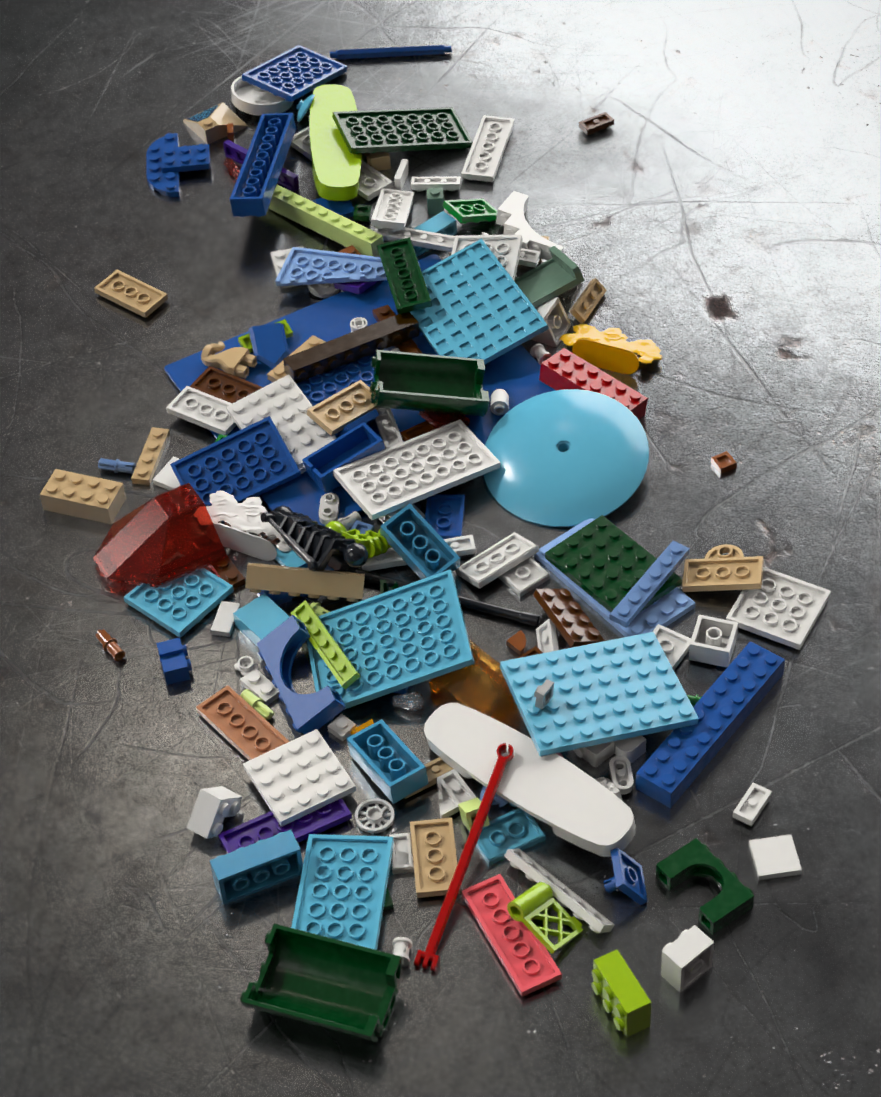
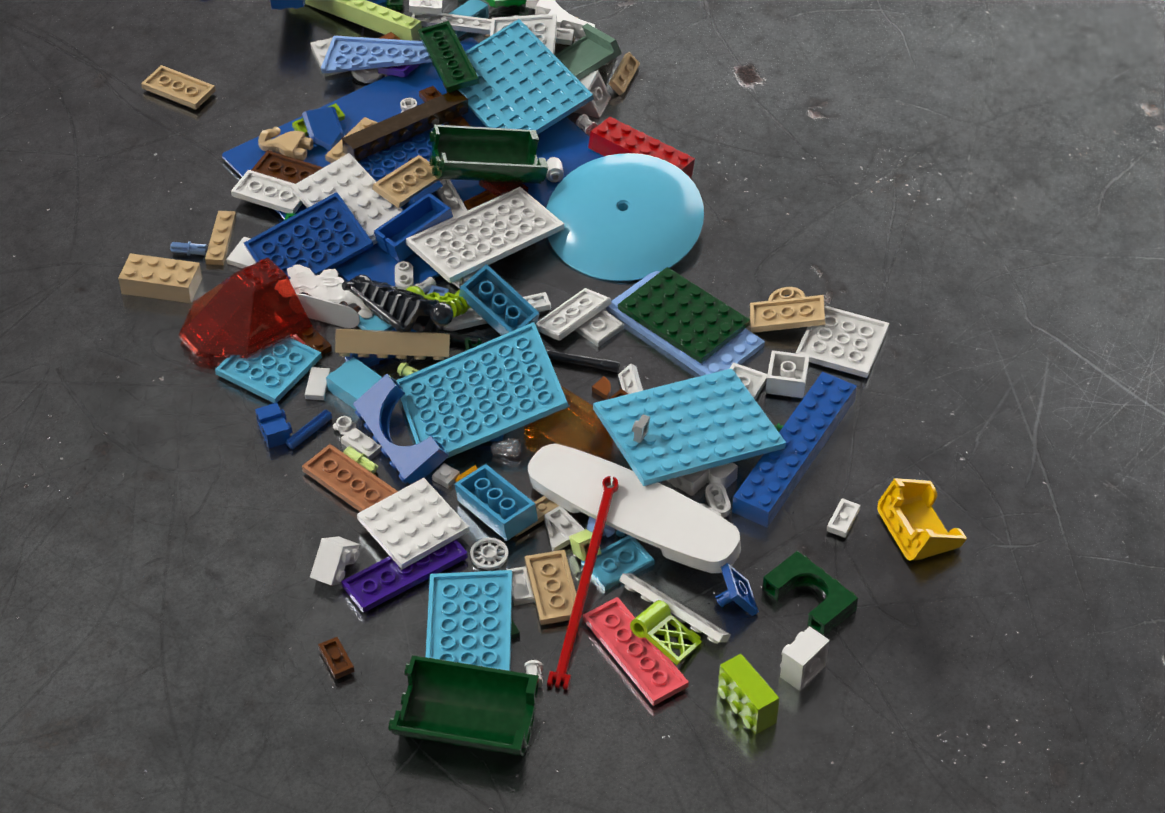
camera: 10 degrees left, 0 degrees up
(110, 645) = (207, 414): dark orange axle -> none
(201, 917) = (336, 658): none -> reddish brown plate
(209, 667) = (308, 429): none -> blue axle
(257, 866) = (384, 607): dark azure brick -> none
(326, 646) = (422, 401): lime plate -> none
(446, 514) = (518, 274): blue plate -> none
(568, 617) = (647, 360): reddish brown plate -> none
(610, 349) = (652, 117): yellow plant -> none
(649, 584) = (721, 326): medium blue plate -> none
(723, 462) = (772, 214): dark orange tile -> none
(775, 857) = (870, 563): white tile -> none
(828, 814) = (913, 522): none -> yellow windscreen

